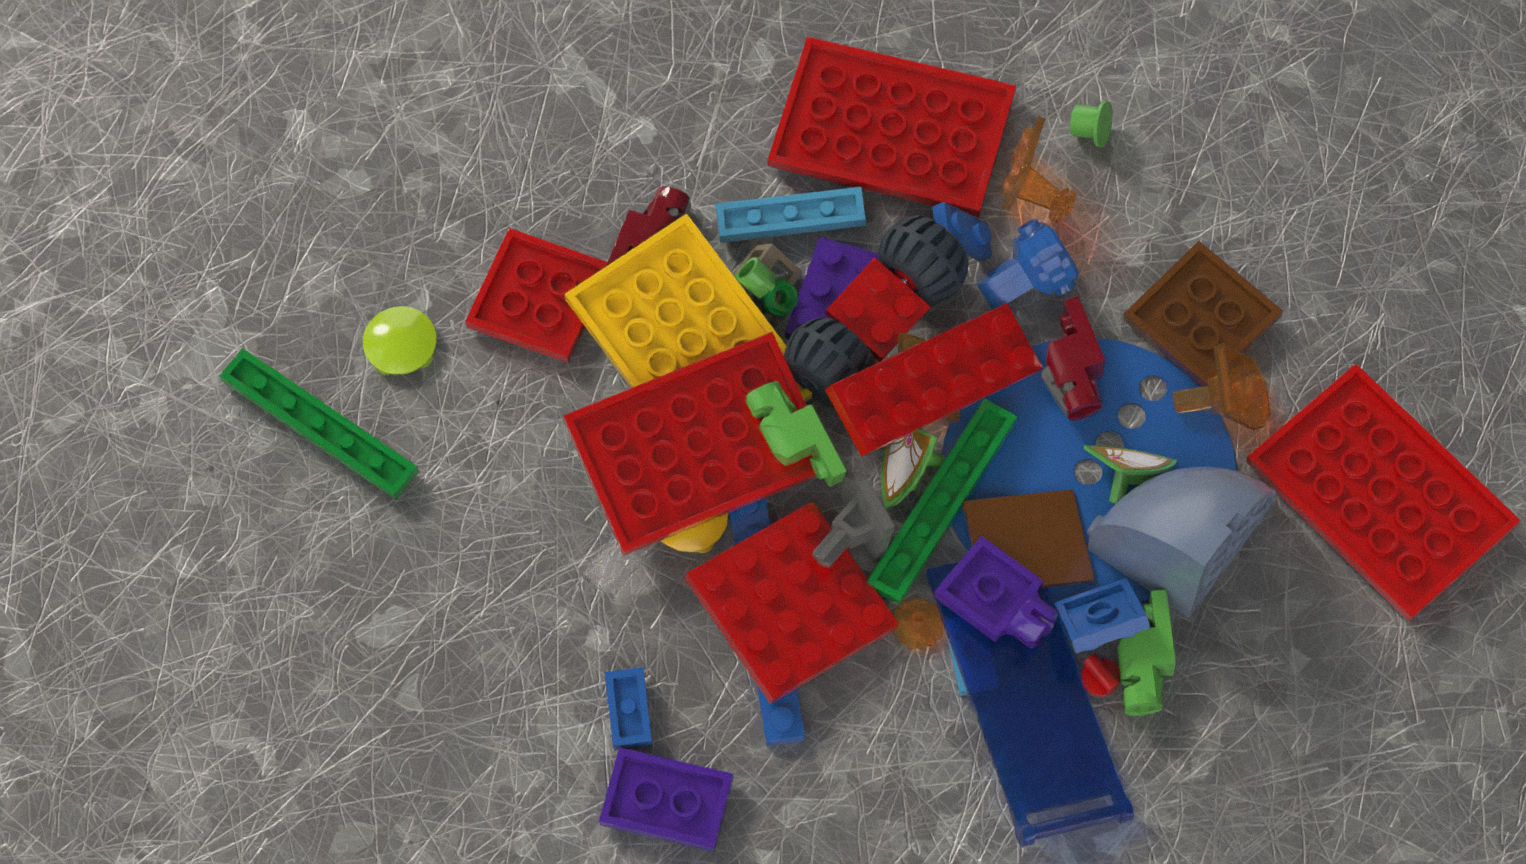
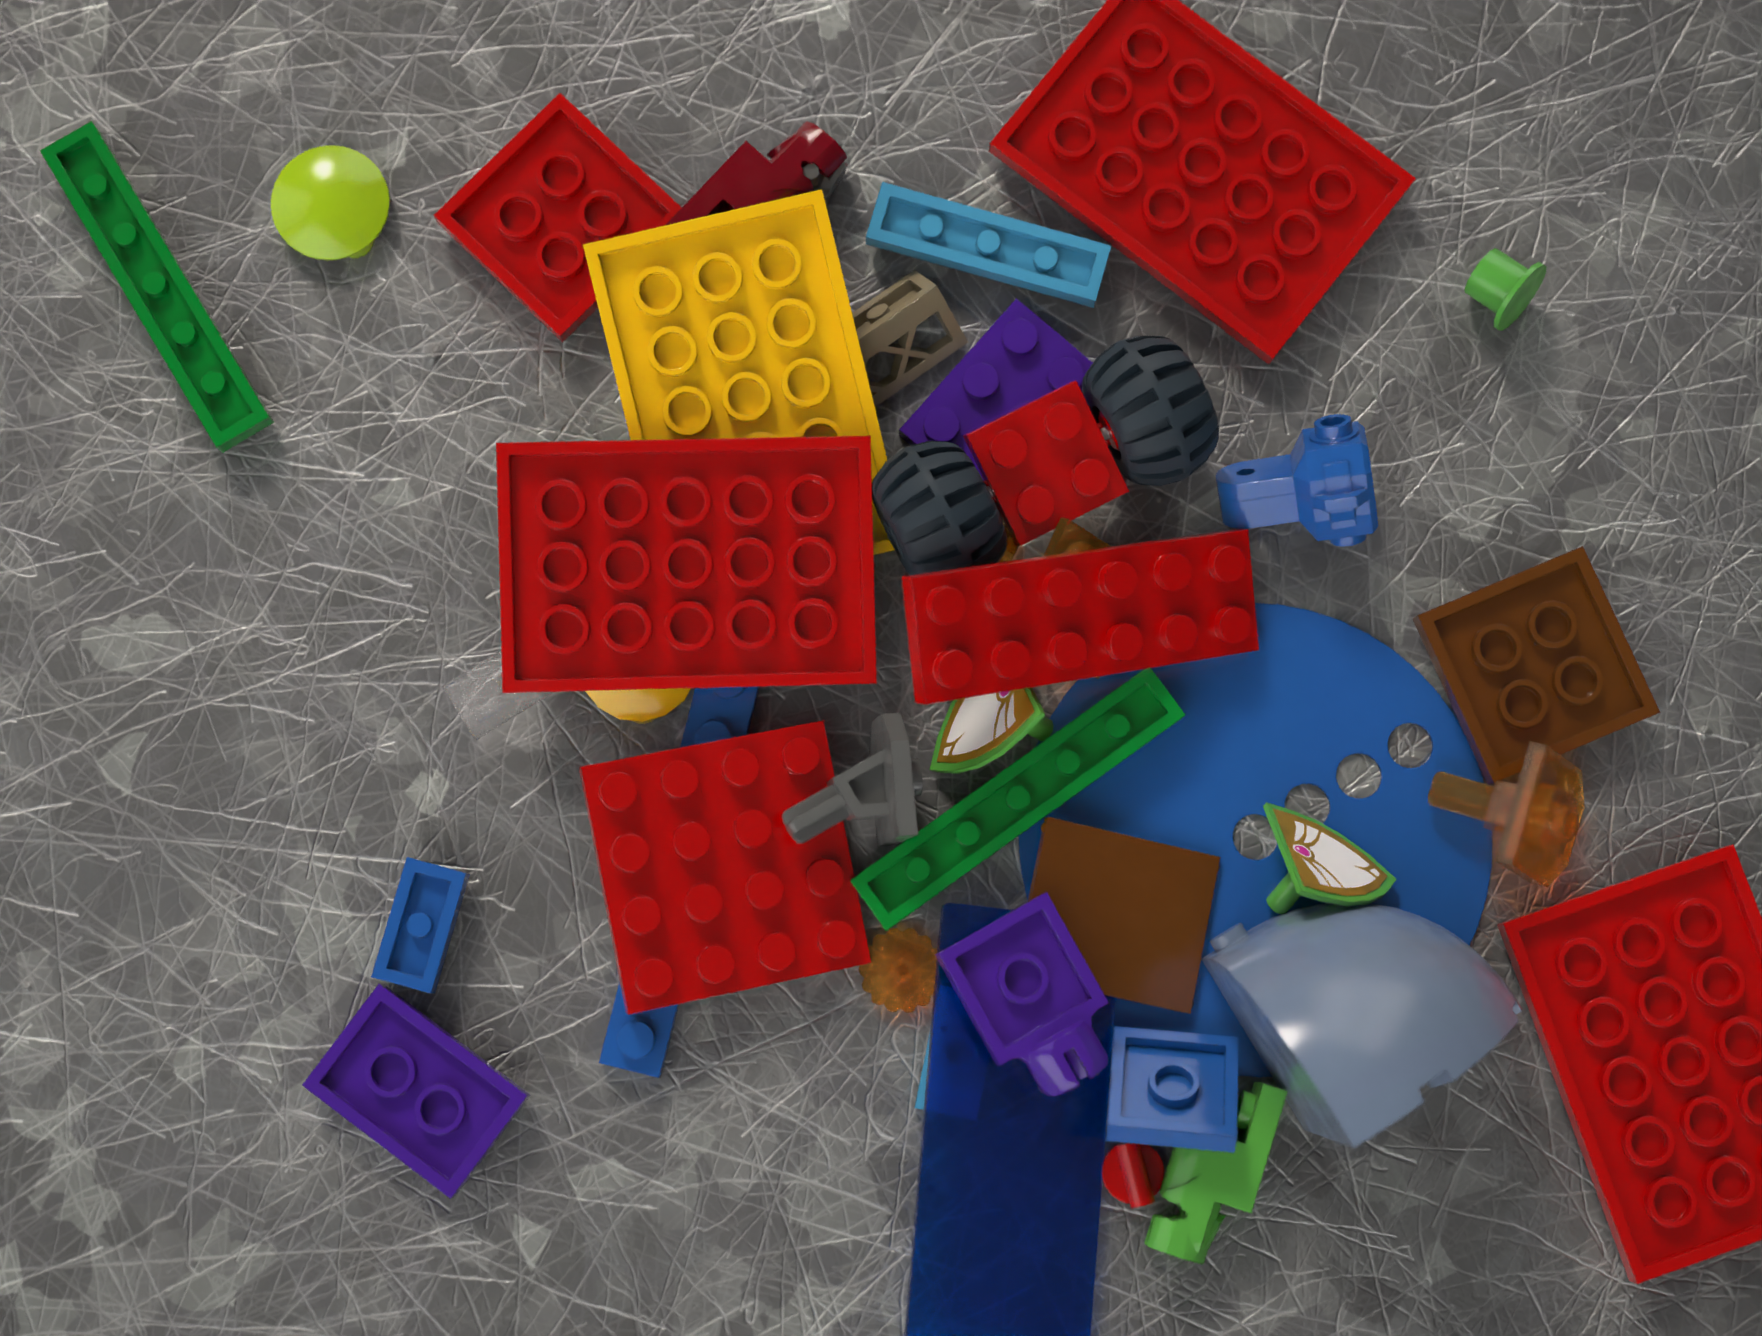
camera: 15 degrees right, 15 degrees up
(756, 278) = (887, 333): bright green hose -> none
(787, 302) = (923, 383): green plate -> none
(796, 433) = (829, 617): bright green plate -> none
(968, 230) = (1237, 385): blue plate -> none
(1028, 184) = (1363, 349): clear orange plate -> none
(1074, 365) = (1305, 664): dark red plate -> none

